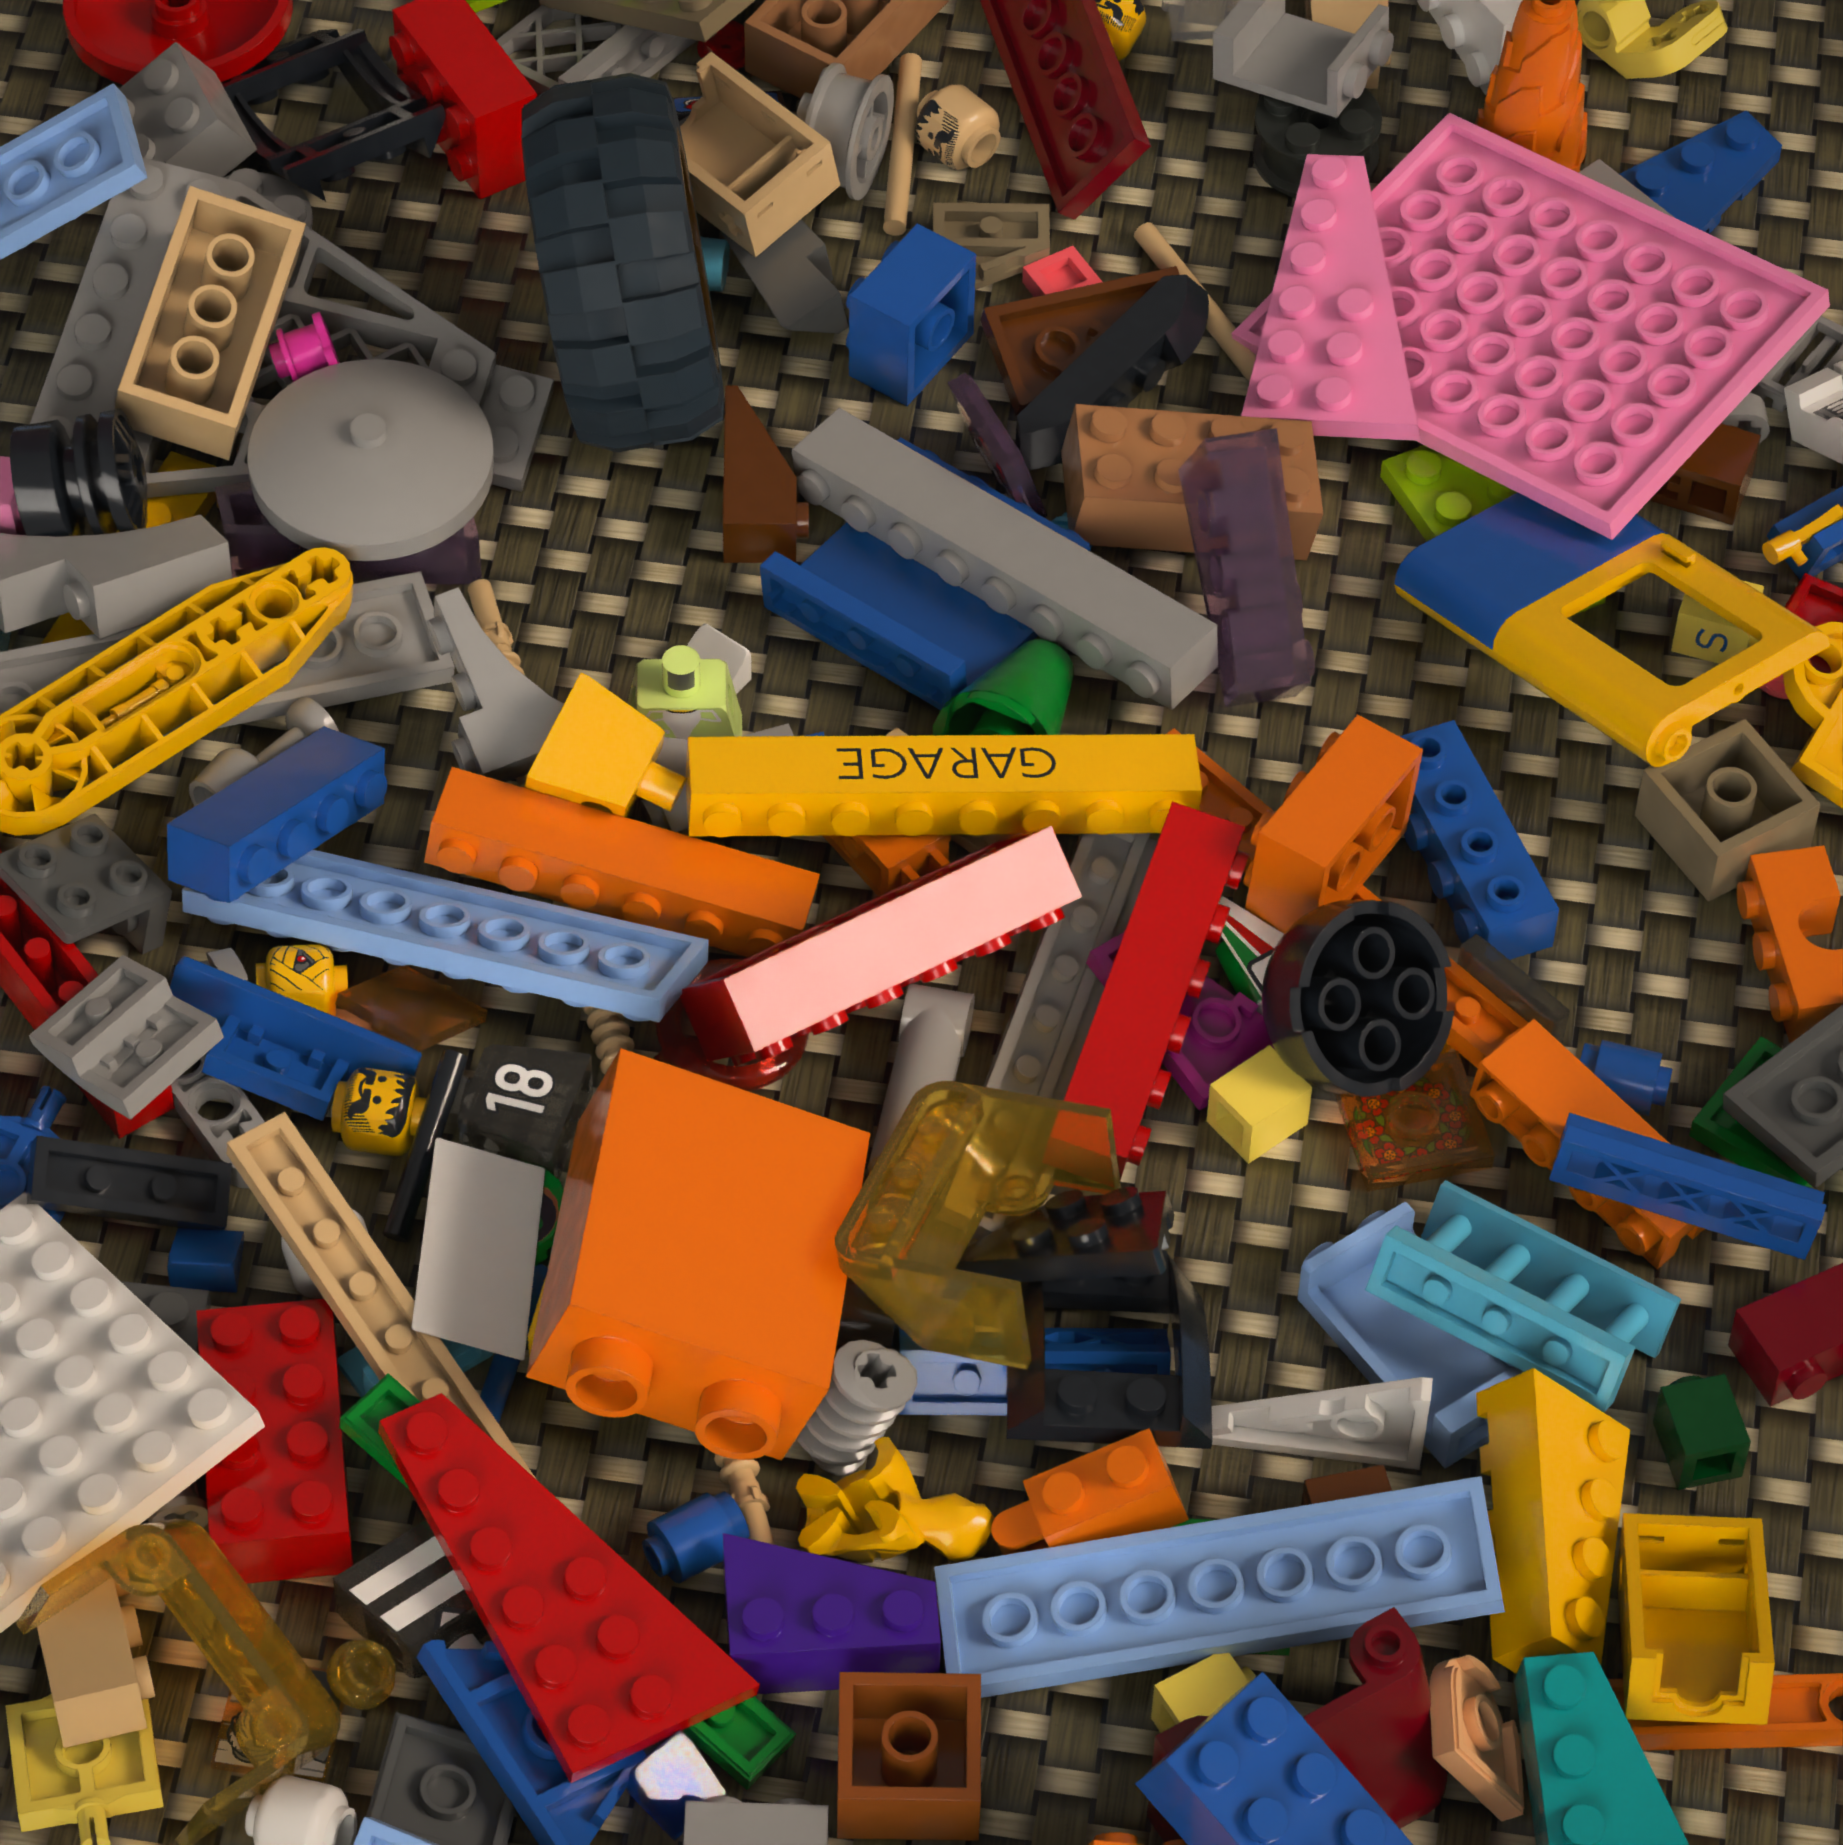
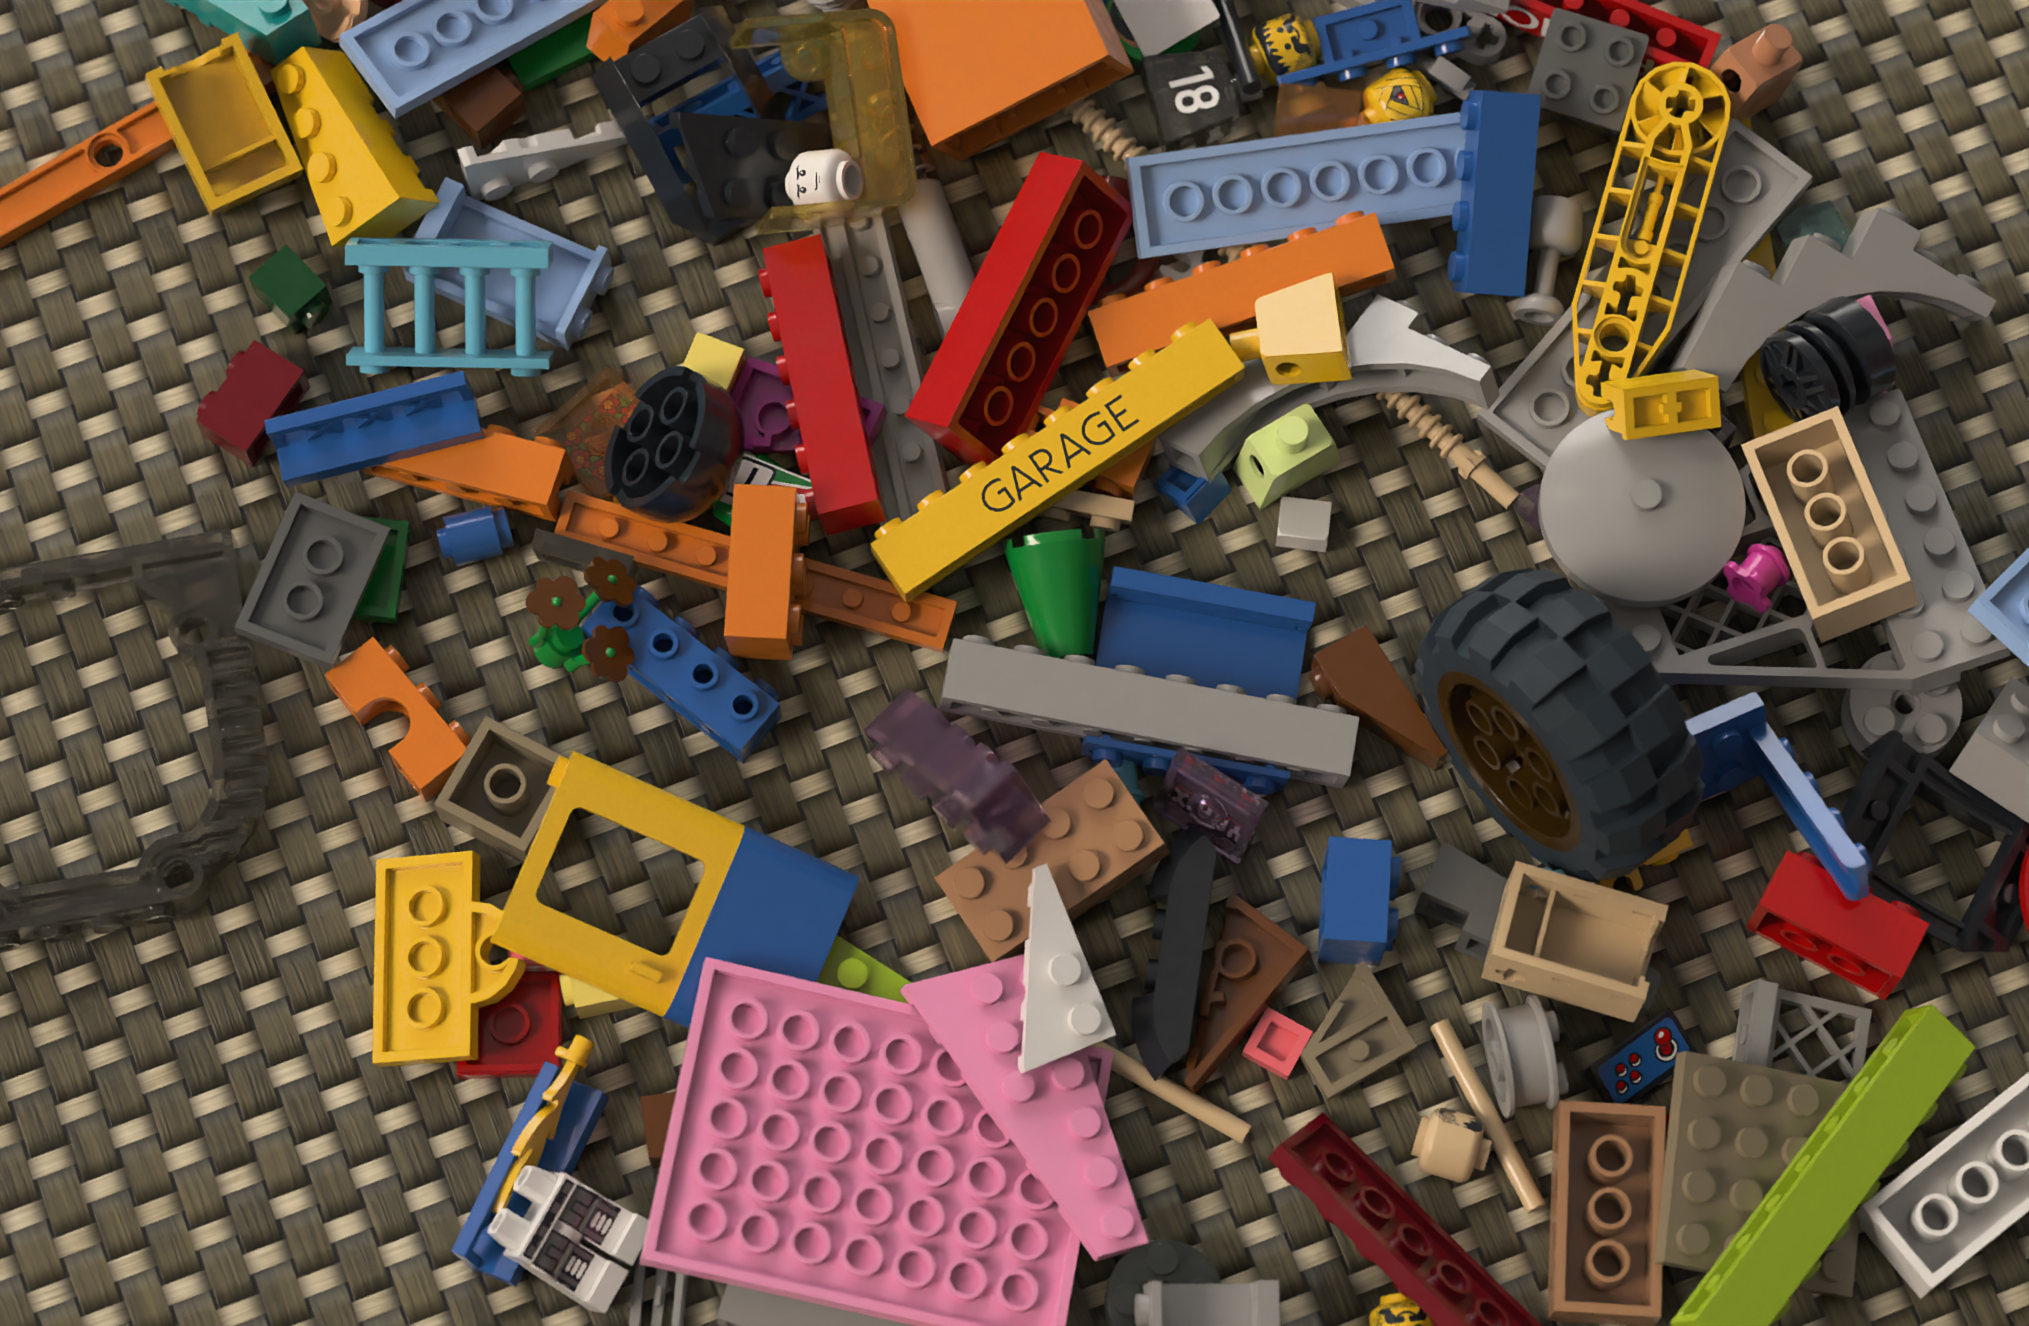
camera: 150 degrees right, 20 degrees up
(283, 499) = (1663, 403): none -> yellow hinge
(453, 258) = (1741, 746): none -> blue bracket
(1018, 1159) = (824, 177): none -> white head
(1263, 346) = (1061, 997): none -> white wing
(1580, 862) = (562, 610): none -> reddish brown plant

